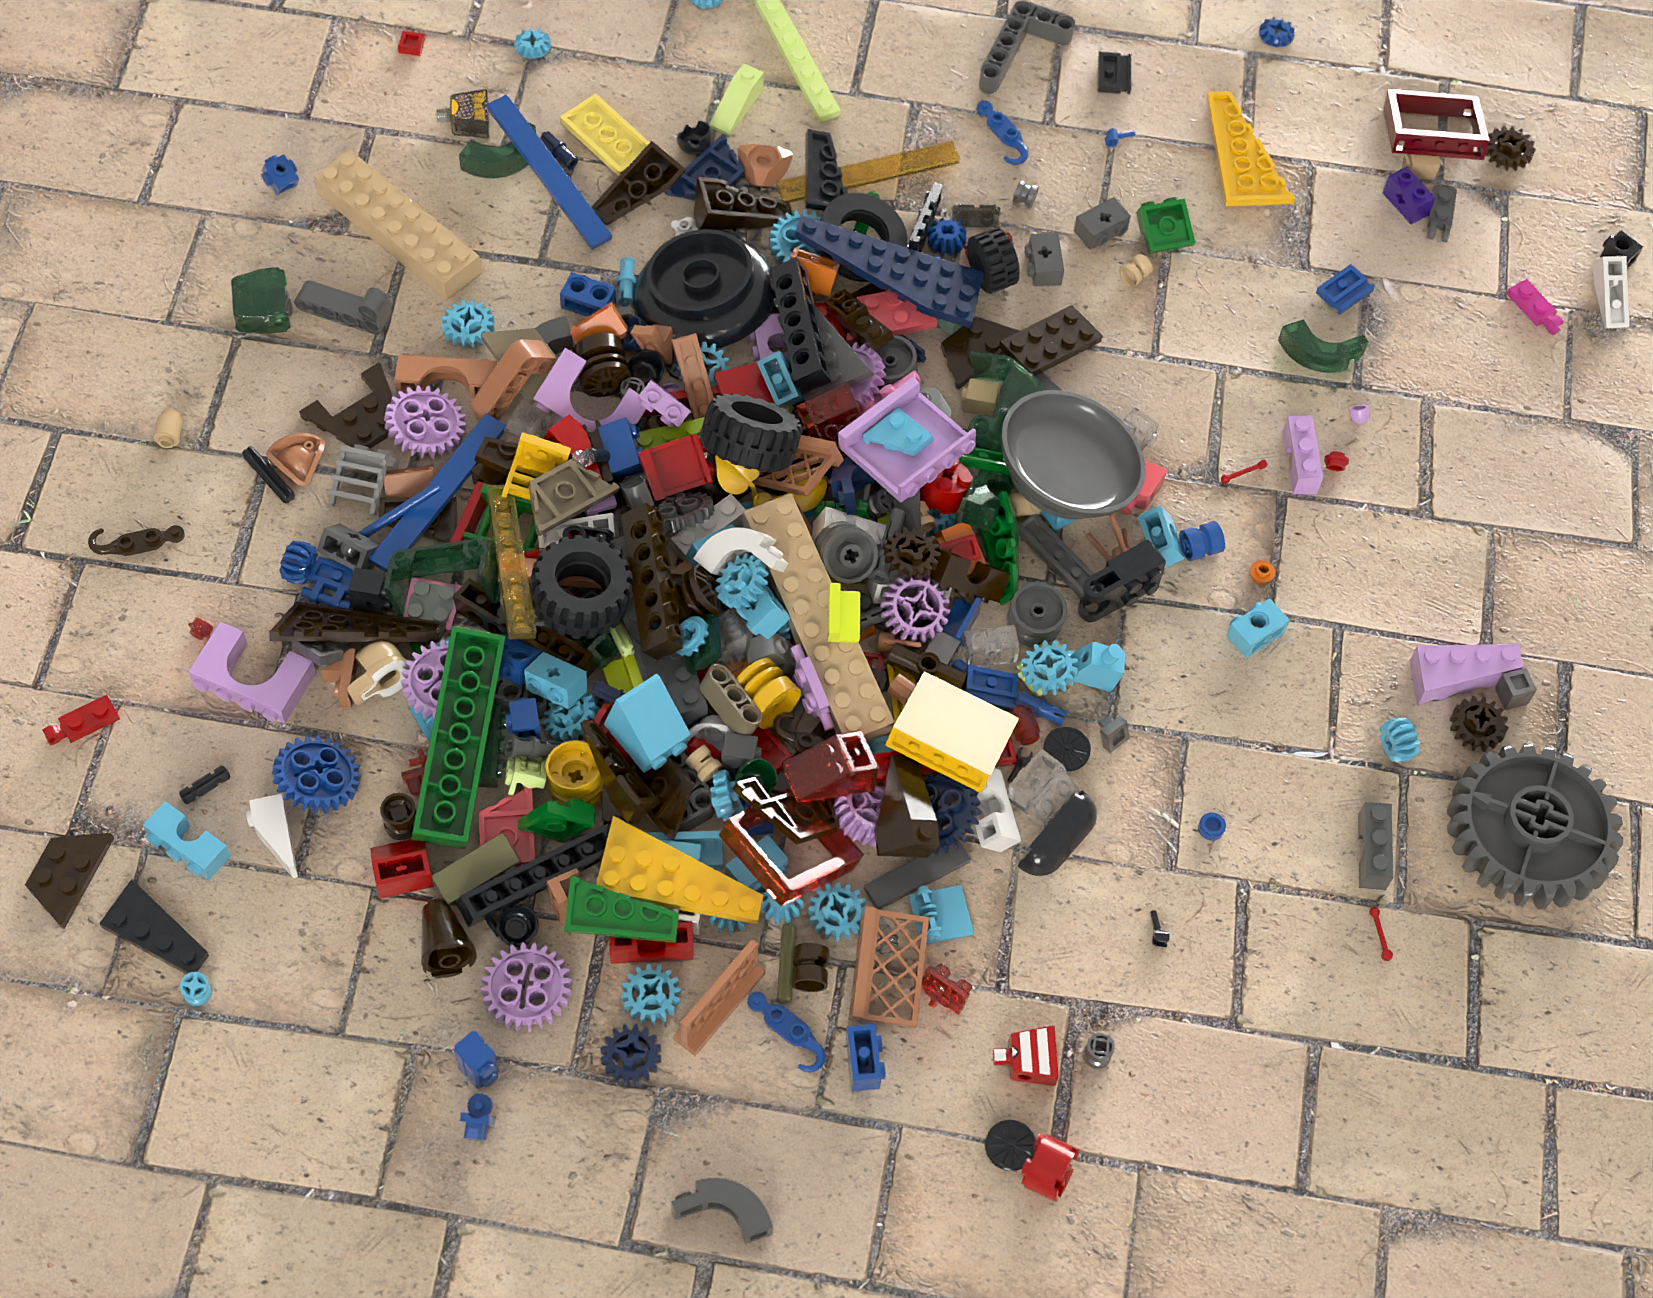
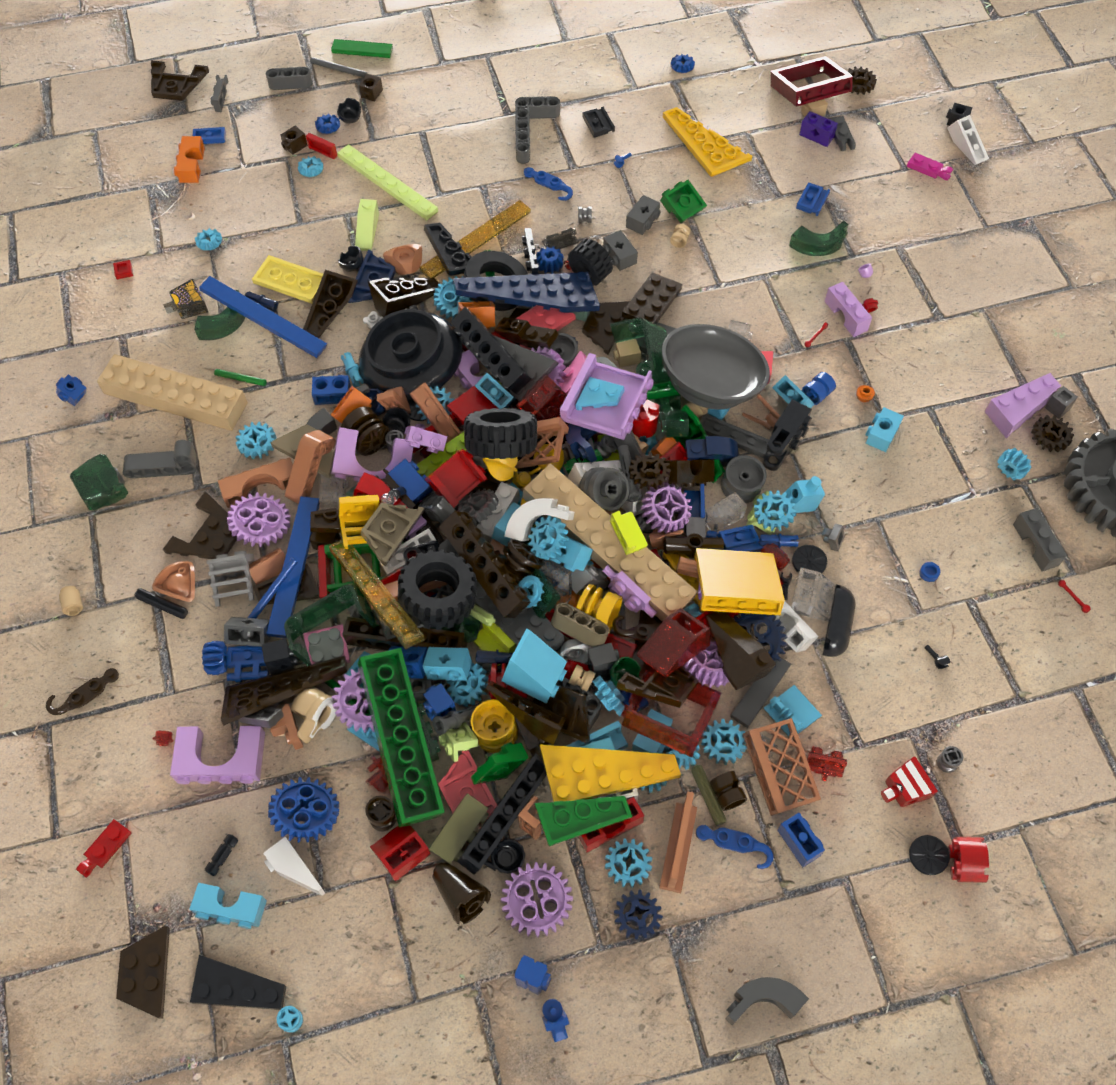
camera: 20 degrees left, 0 degrees up
(487, 237) = (240, 377): none -> green bar
(1014, 559) = (712, 448): none -> dark blue arch

